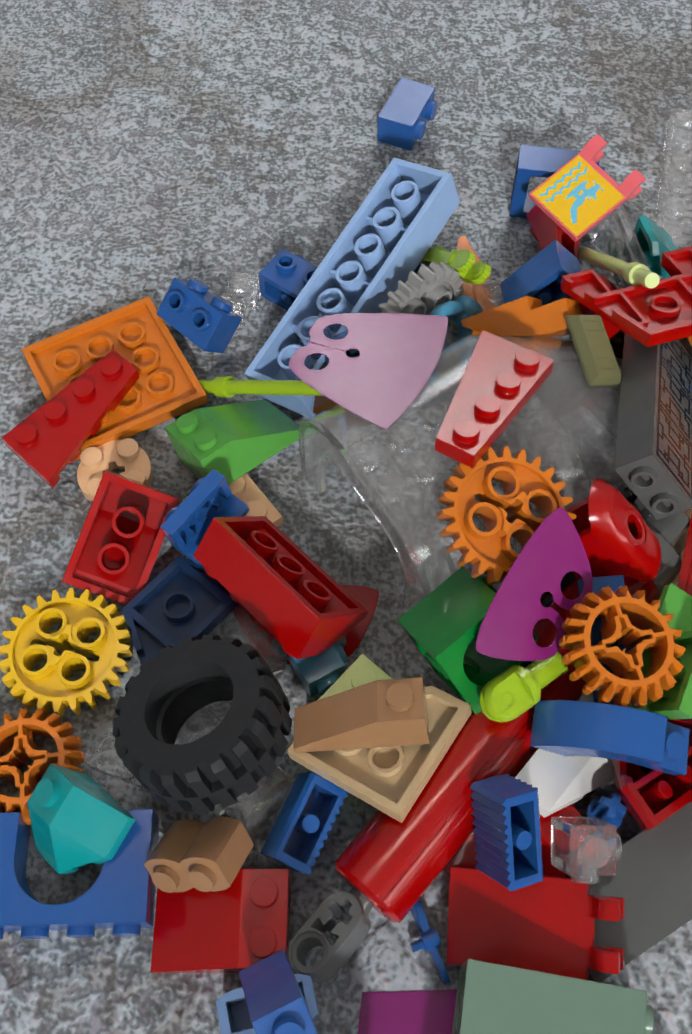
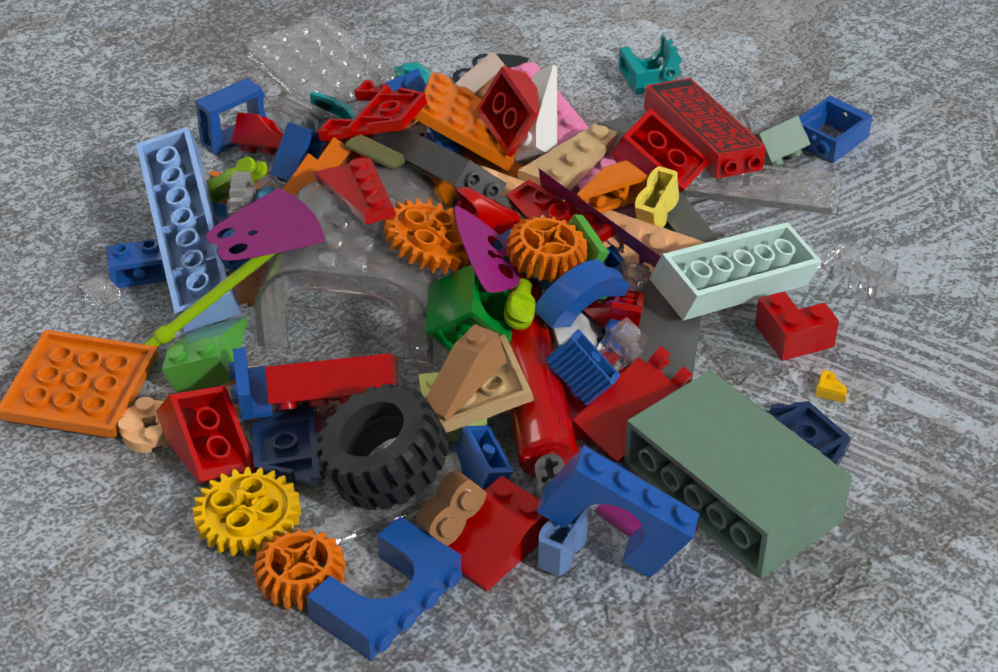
camera: 50 degrees left, 20 degrees down
(62, 425) = (88, 413): red wing -> none
(75, 820) = (368, 551): teal slope -> none
(199, 315) = (96, 312): blue brick -> none
(406, 114) = (82, 140): brick -> none
(583, 192) = (264, 102): flag -> none
(633, 273) = (352, 107): yellowish green bar -> none

